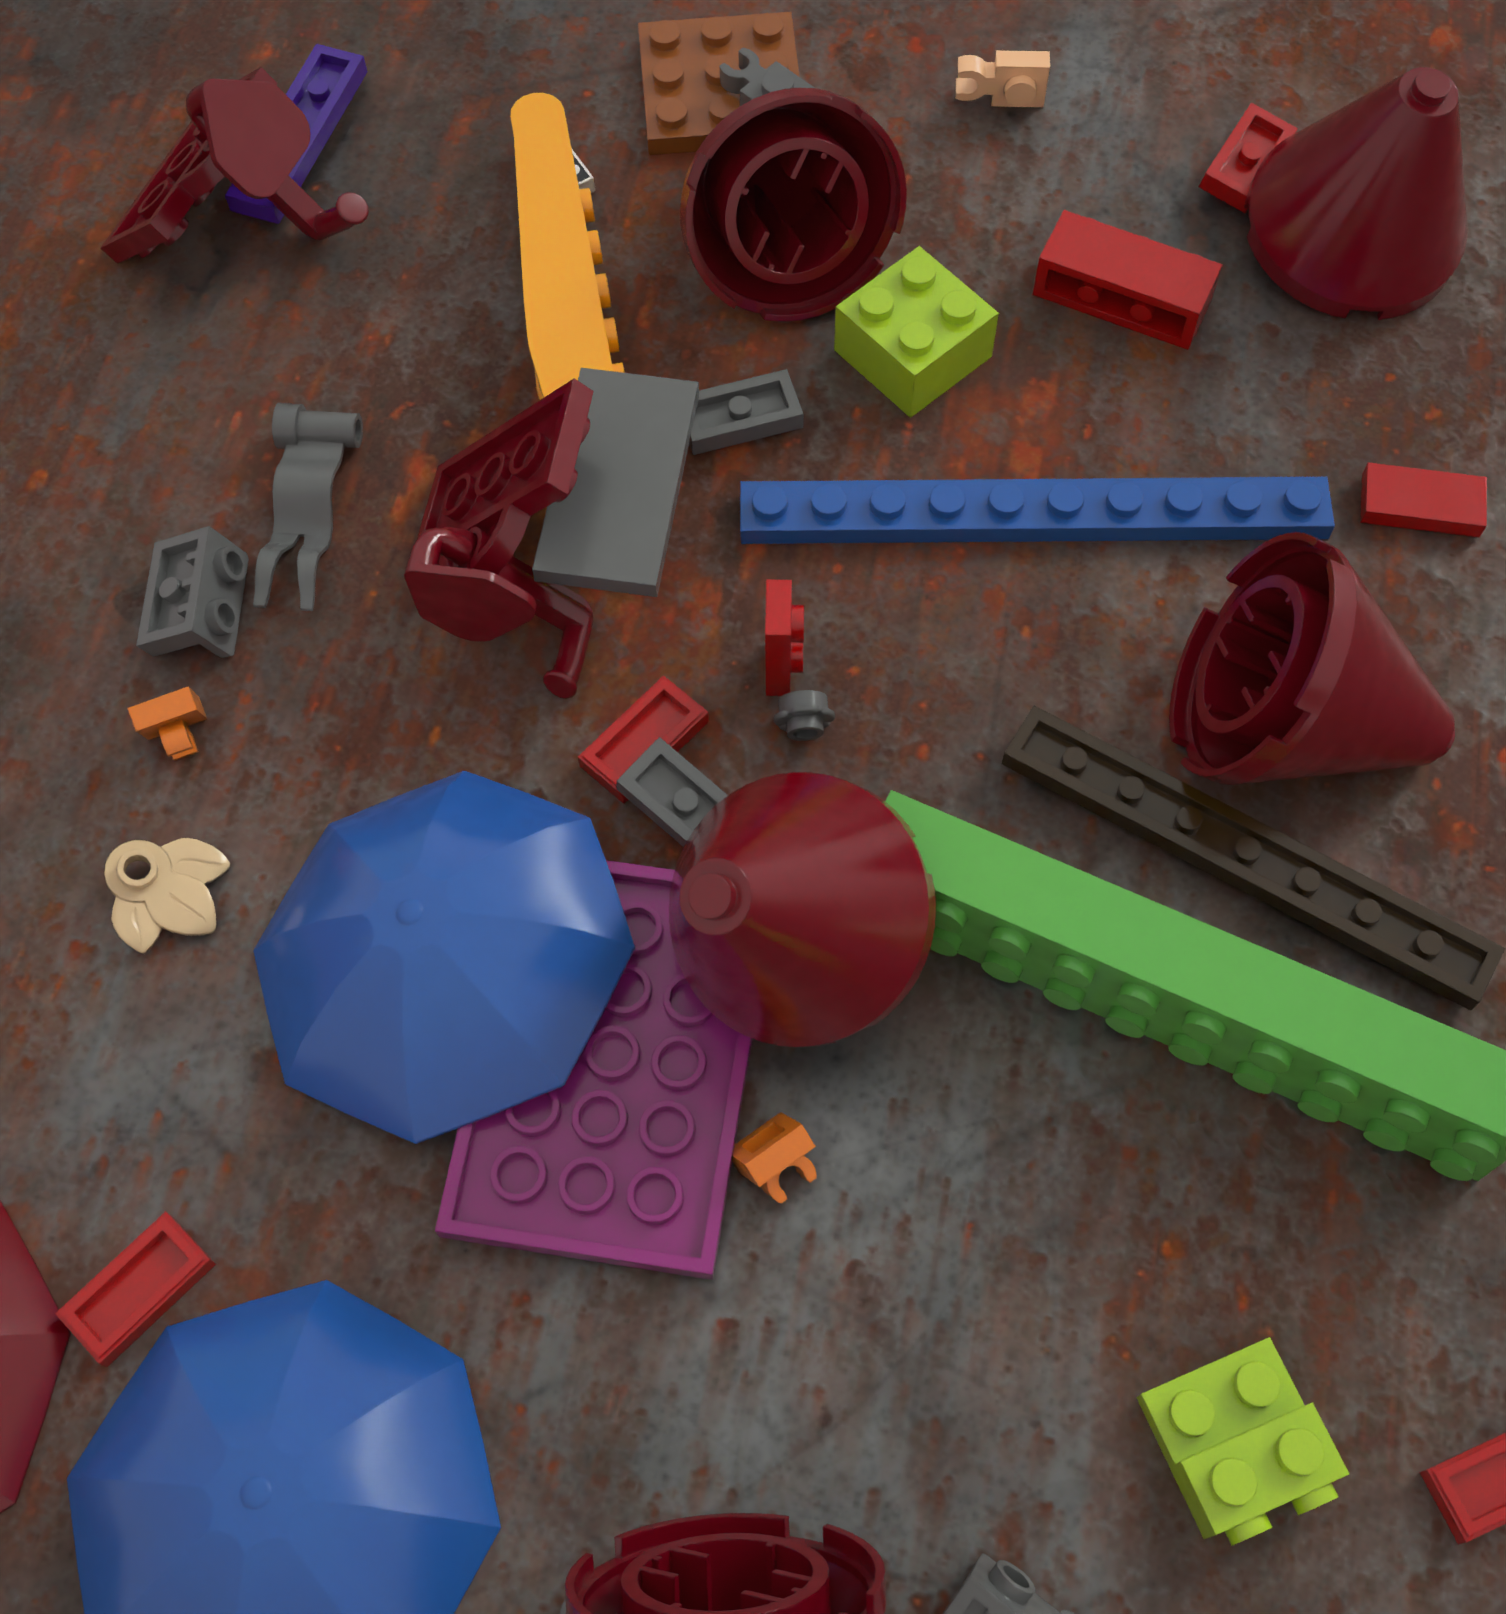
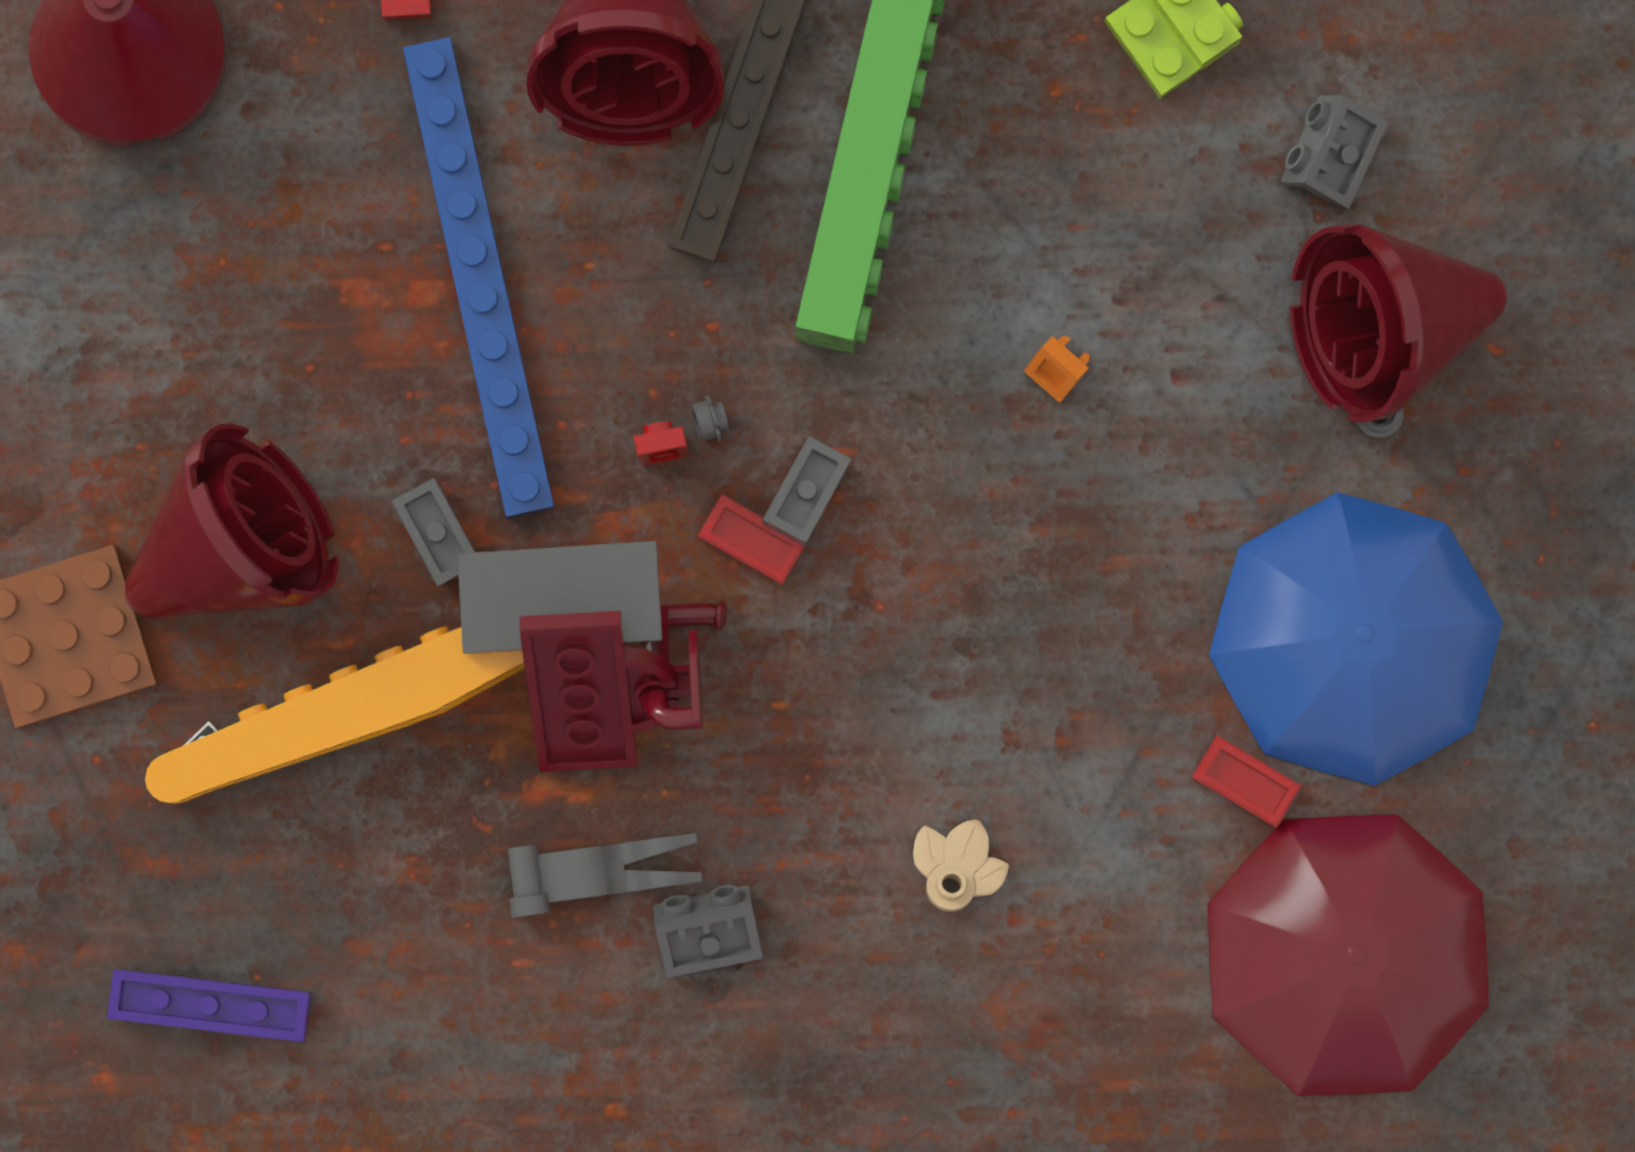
camera: 100 degrees left, 20 degrees up
(170, 719) = (821, 907): orange tile -> none
(239, 133) = (284, 1053): dark red plate -> none
(443, 956) = (961, 640): blue piece -> none
(636, 1142) = (1012, 496): magenta plate -> none
(755, 80) = (95, 576): dark grey plate -> none
(801, 909) = (896, 375): dark red cone -> none
(915, 331) = (330, 401): lime brick -> none
(1011, 80) = (24, 365): light nougat plate -> none
(1126, 279) = (232, 234): red brick -> none
(1242, 154) = (64, 150): red plate -> none

